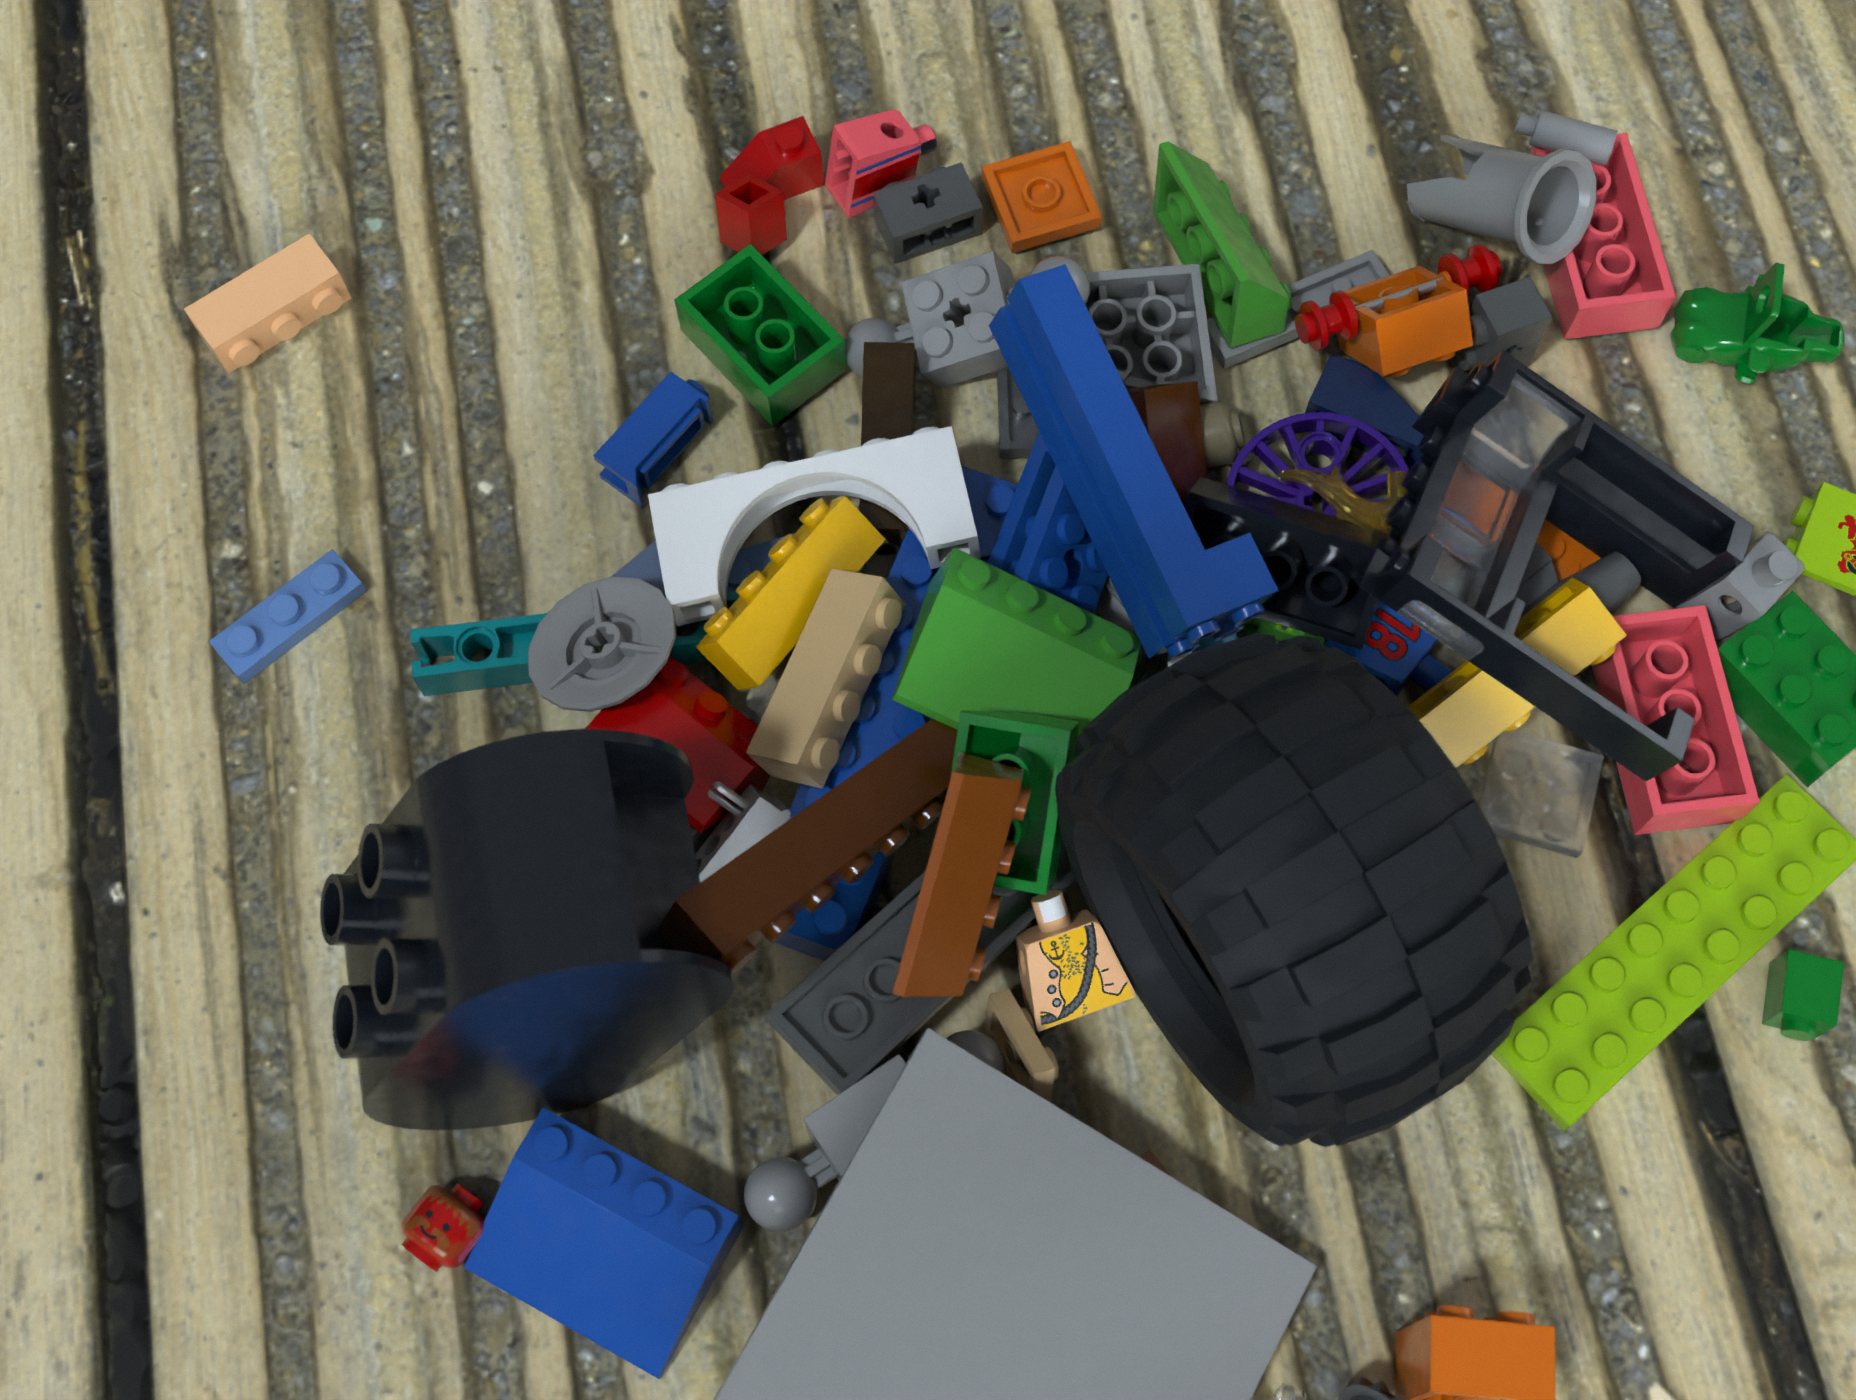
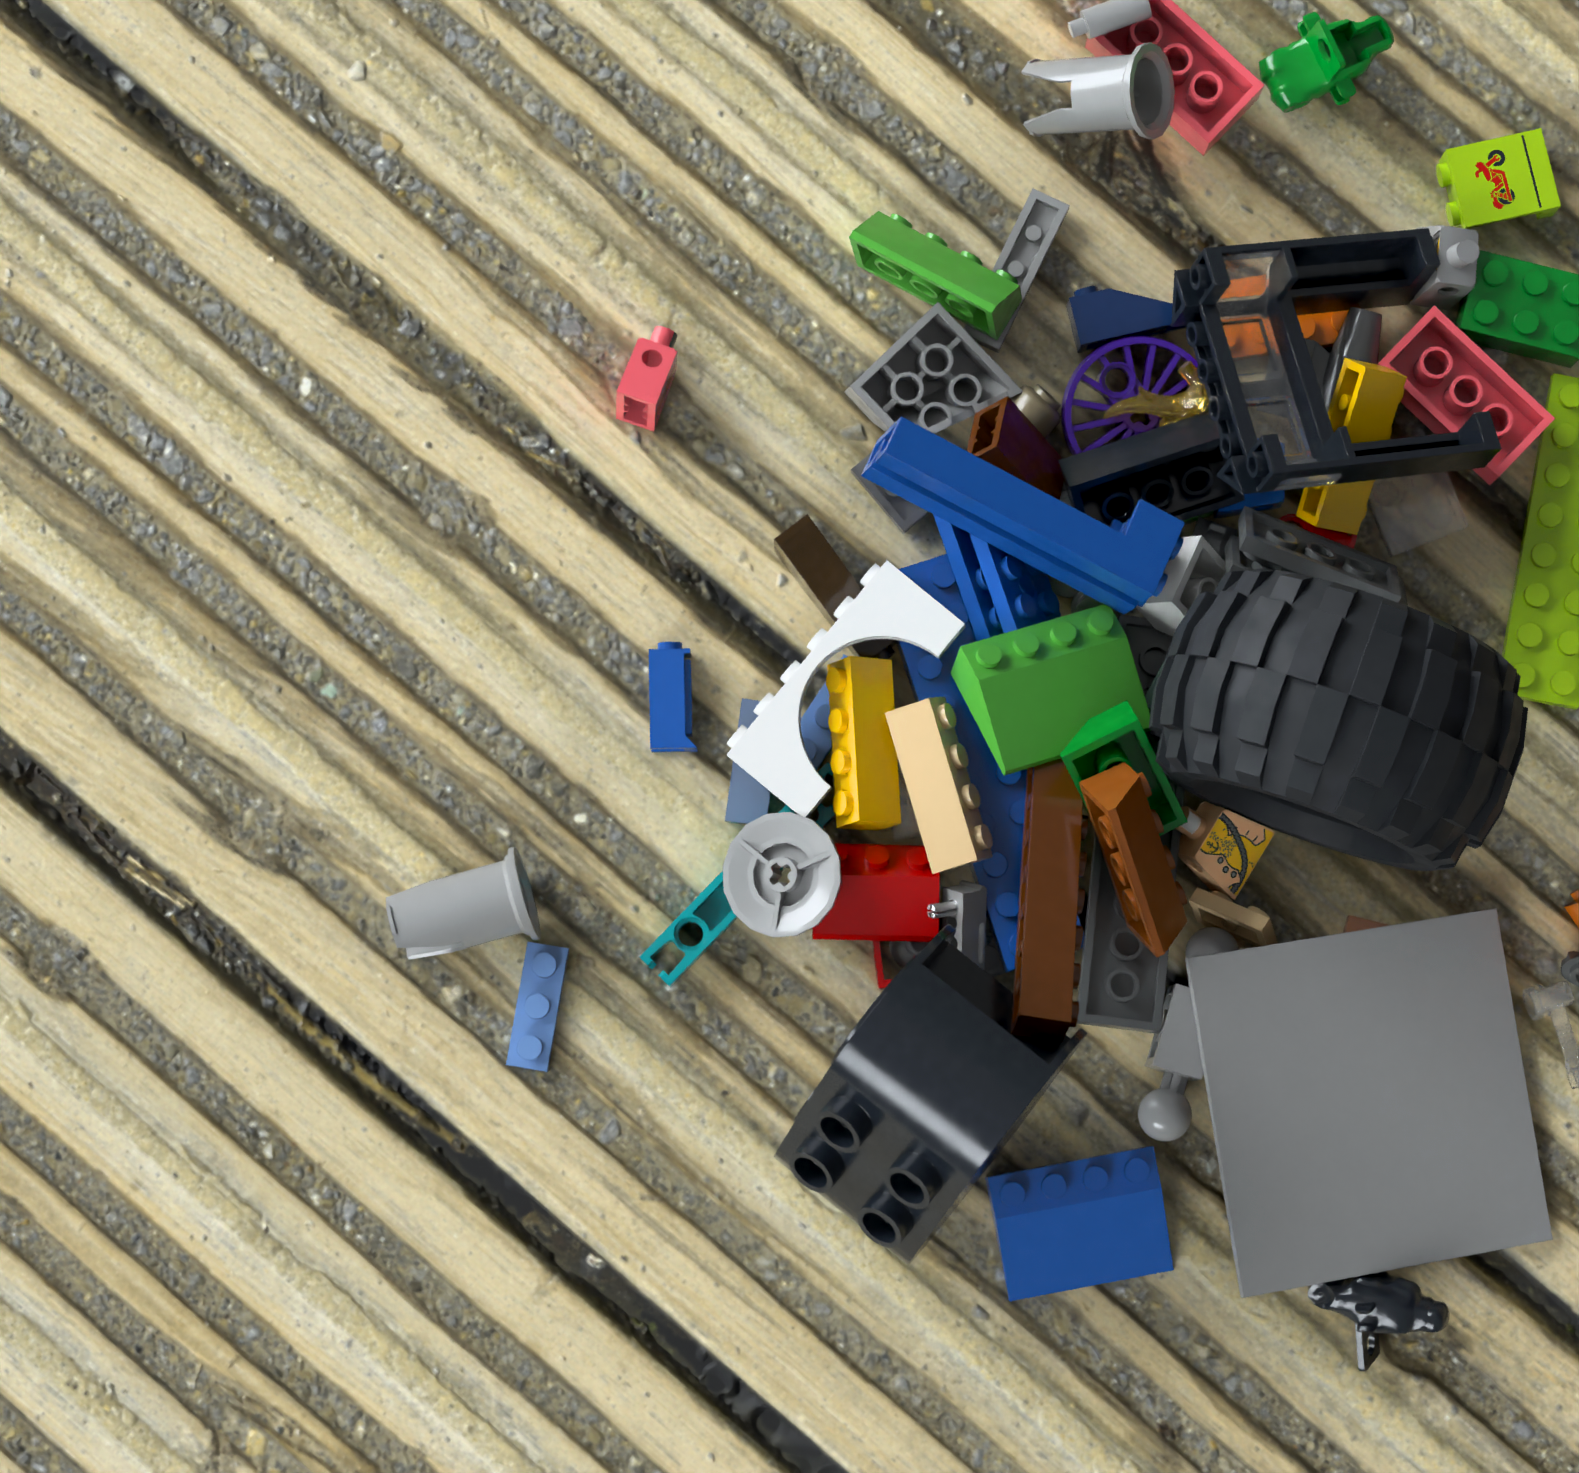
camera: 40 degrees left, 15 degrees up
(268, 303) = (325, 809): light nougat brick -> none
(303, 468) = (465, 909): none -> light grey piece
(443, 1226) = (980, 1288): red head -> none
(751, 214) = (600, 491): red brick -> none
(761, 334) = (682, 573): green brick -> none
(782, 157) = (577, 439): red slope -> none
(928, 212) = (710, 413): dark grey brick -> none
(939, 307) = (786, 466): light grey brick -> none
(1041, 197) = (777, 317): orange plate -> none
(1403, 315) = (1096, 233): orange brick -> none
(1506, 320) = (1166, 194): dark grey brick -> none

